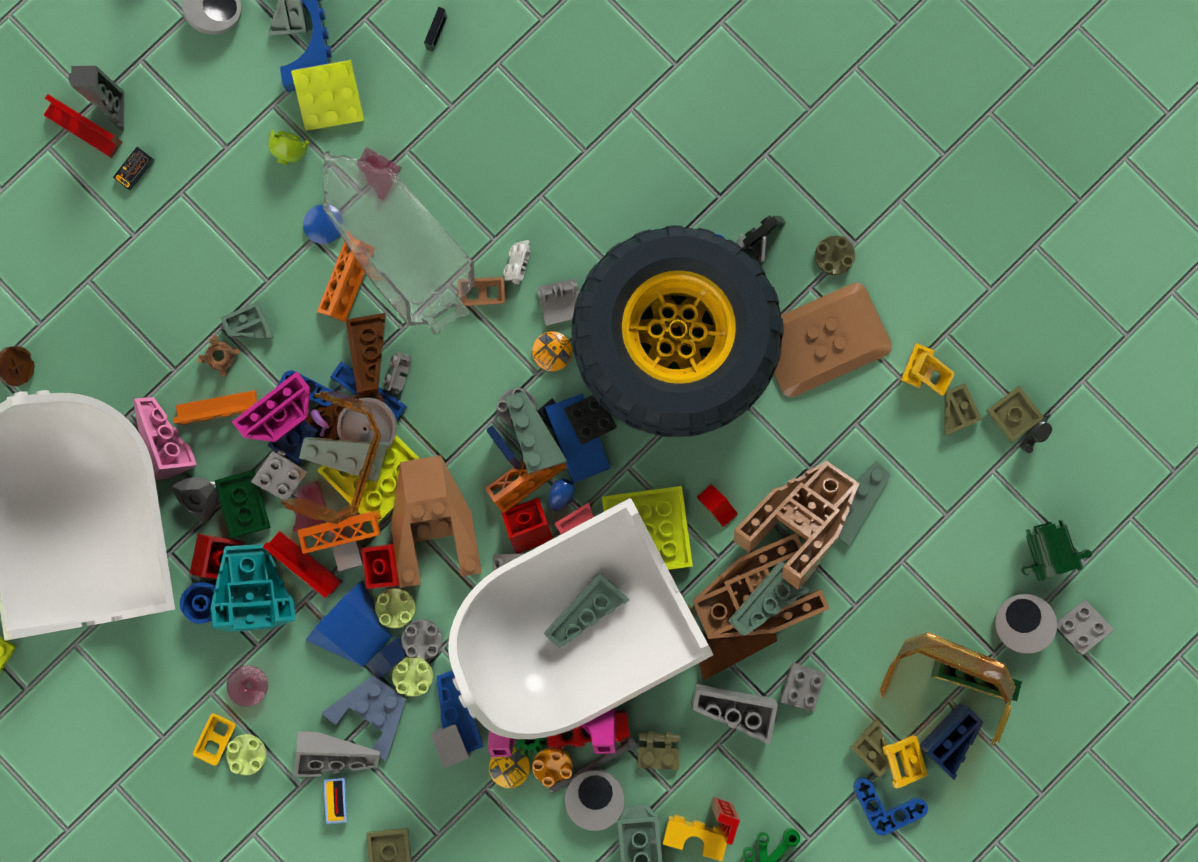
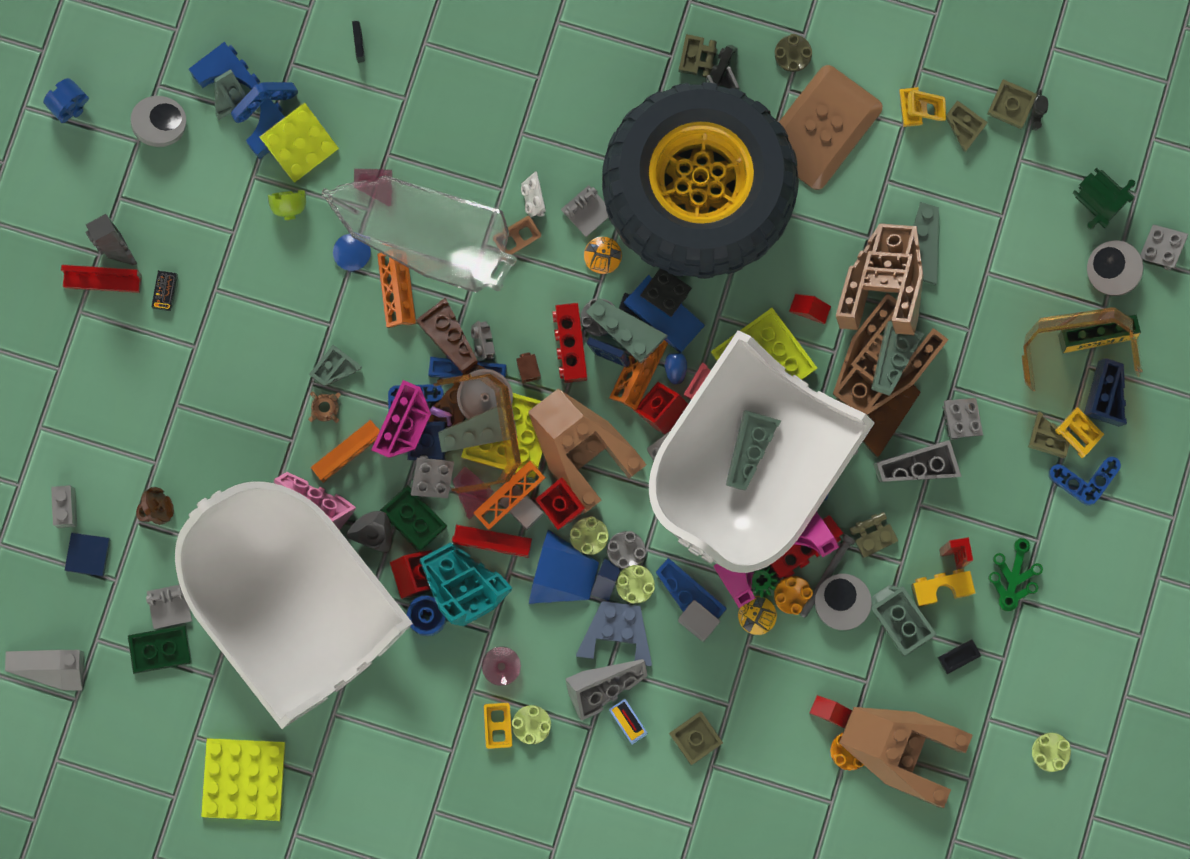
camera: 30 degrees left, 5 degrees down
(318, 29) = (260, 93): none -> blue beam
(424, 420) = (528, 368): none -> copper brick
(493, 391) = (570, 313): none -> red brick
(739, 205) = (691, 55): none -> olive plate

